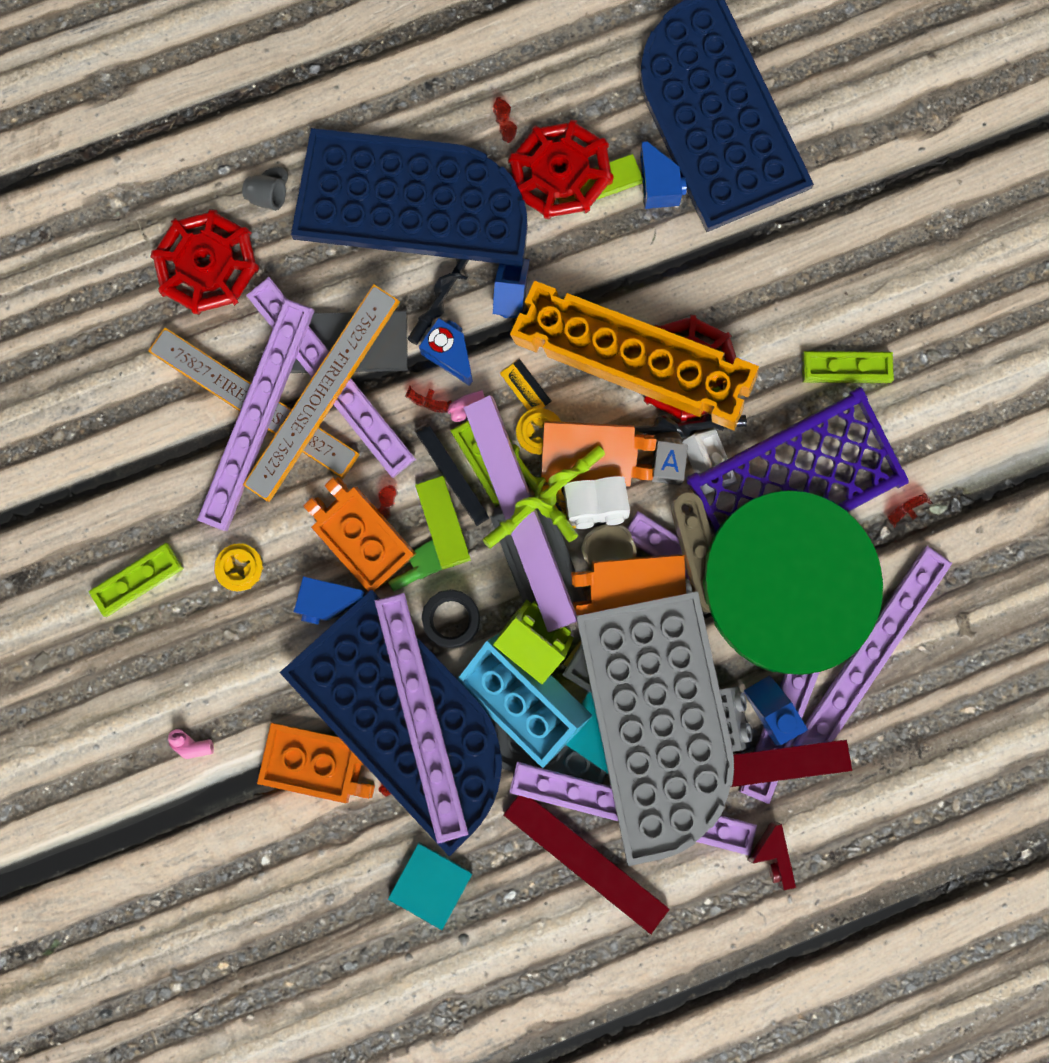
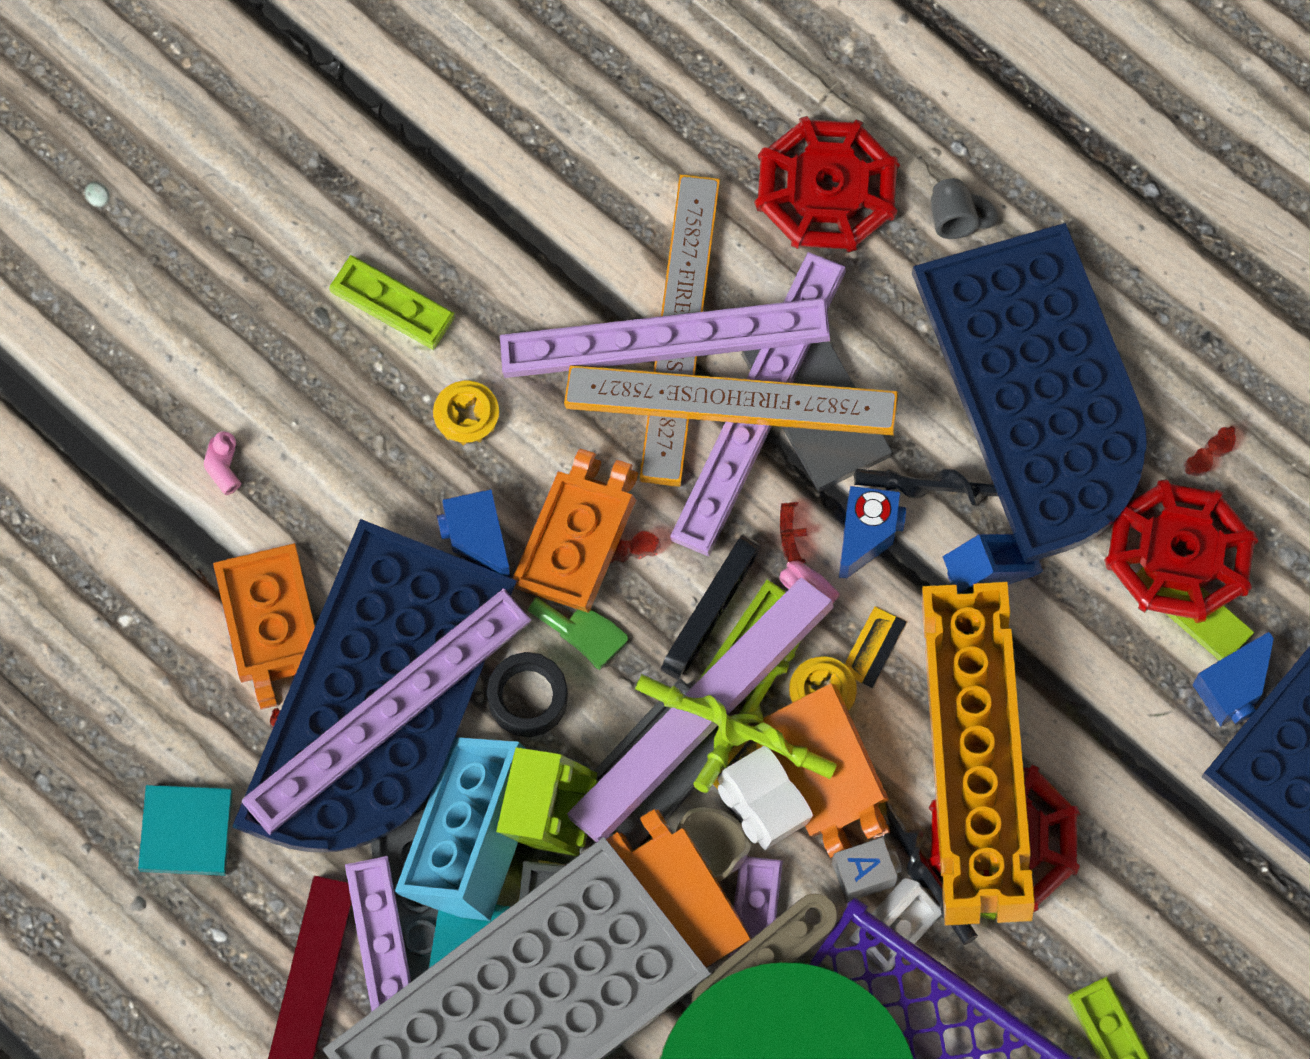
camera: 60 degrees right, 10 degrees down
(442, 522) = (643, 626): lime tile -> none

